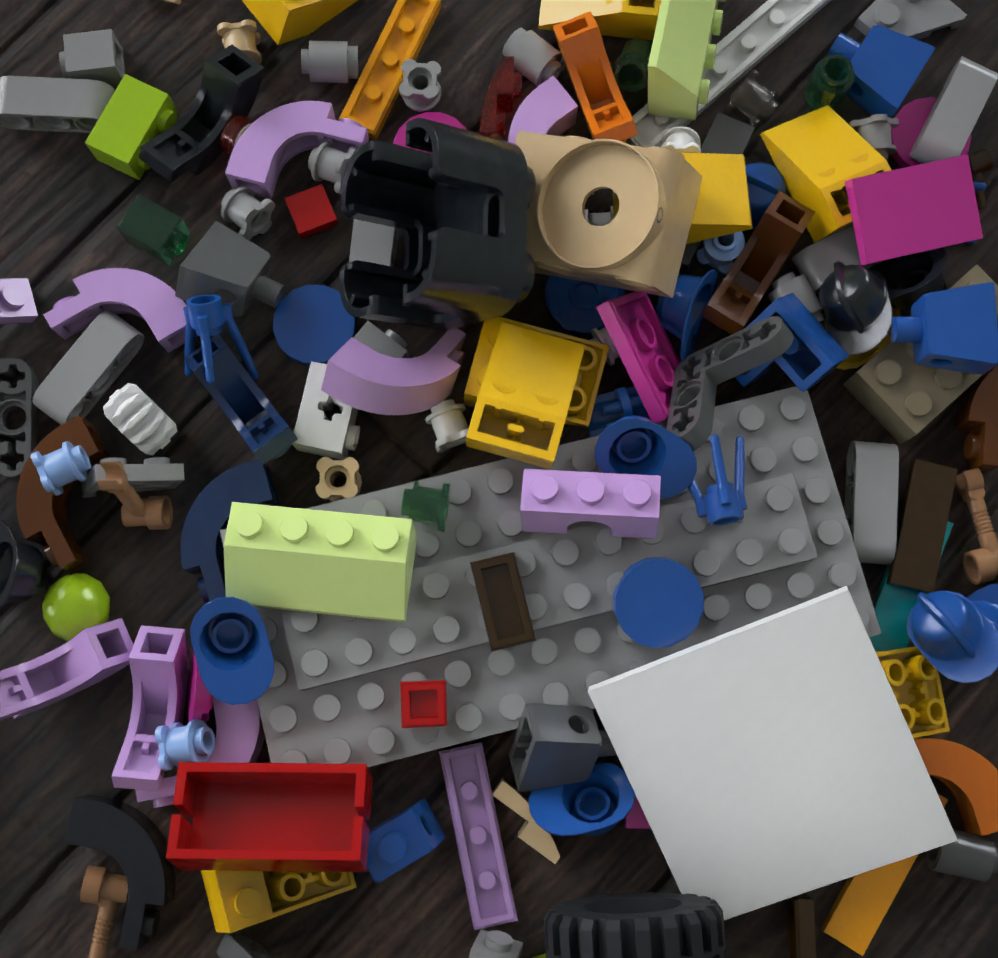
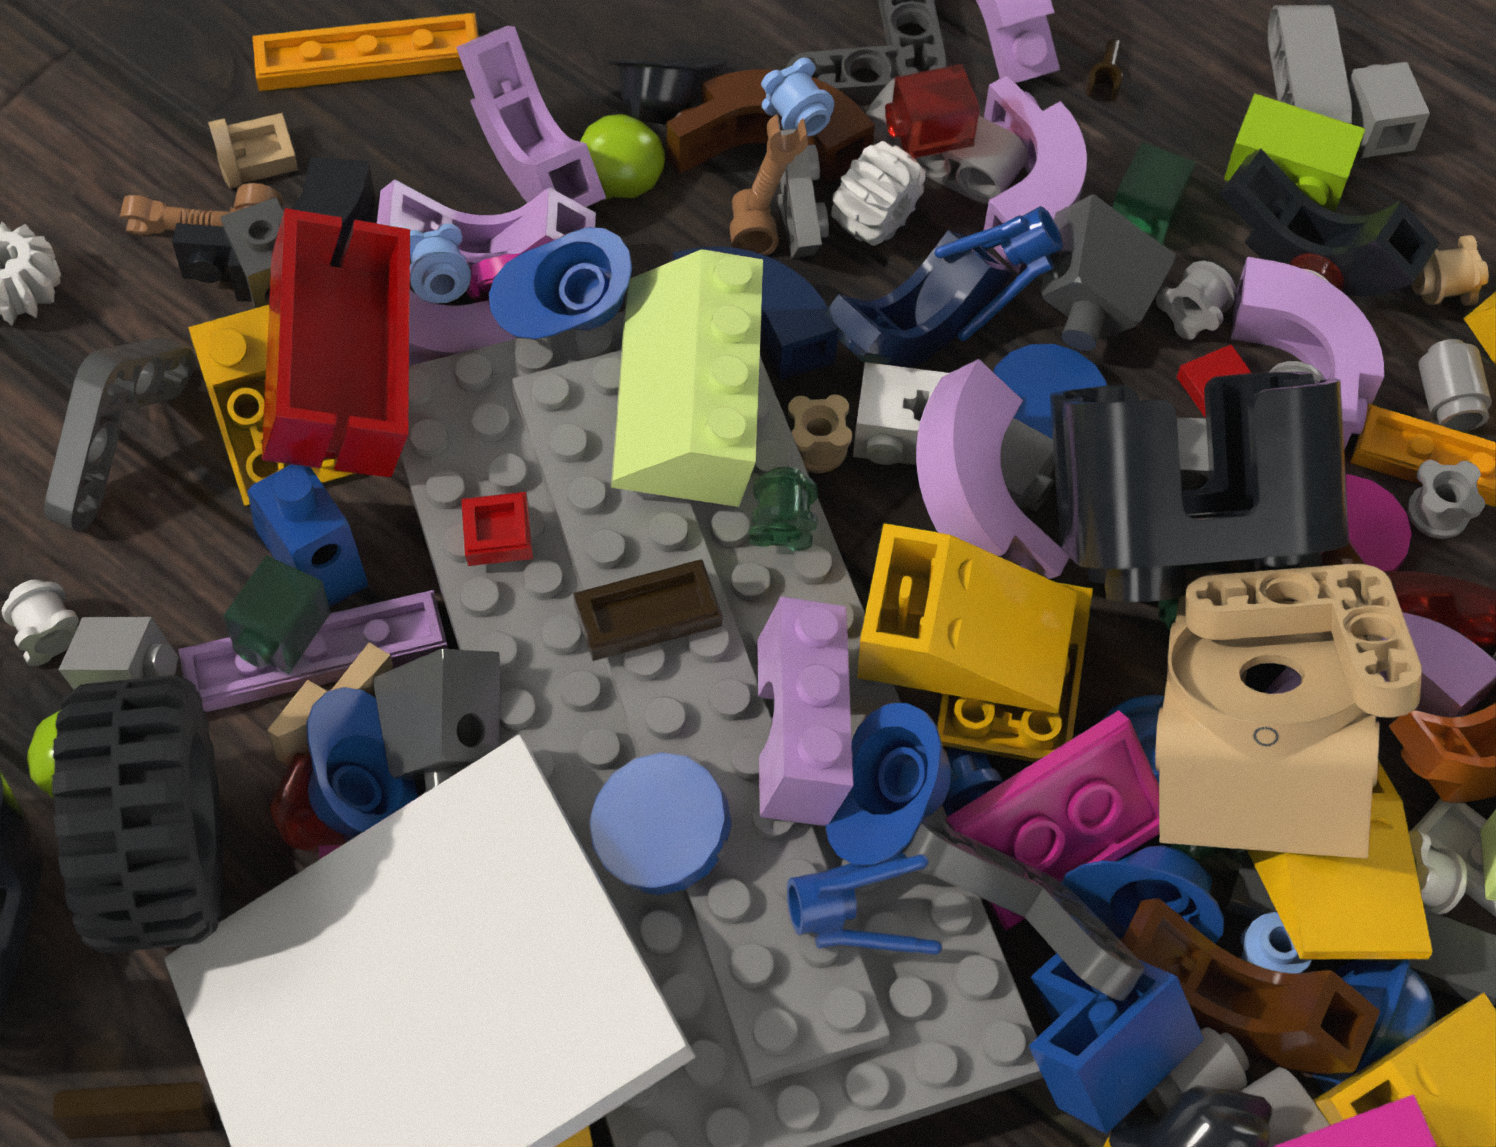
camera: 85 degrees right, 20 degrees down
(31, 244) = (1107, 71): none -> dark brown hand
(34, 891) = (253, 149): none -> tan tile
(81, 370) = (933, 111): none -> clear red brick
(146, 879) = (253, 237): none -> dark grey bracket
(467, 861) = (276, 615): none -> clear green brick
(563, 162) = (1244, 608): none -> tan beam
(595, 847) = (292, 807): none -> clear red arm

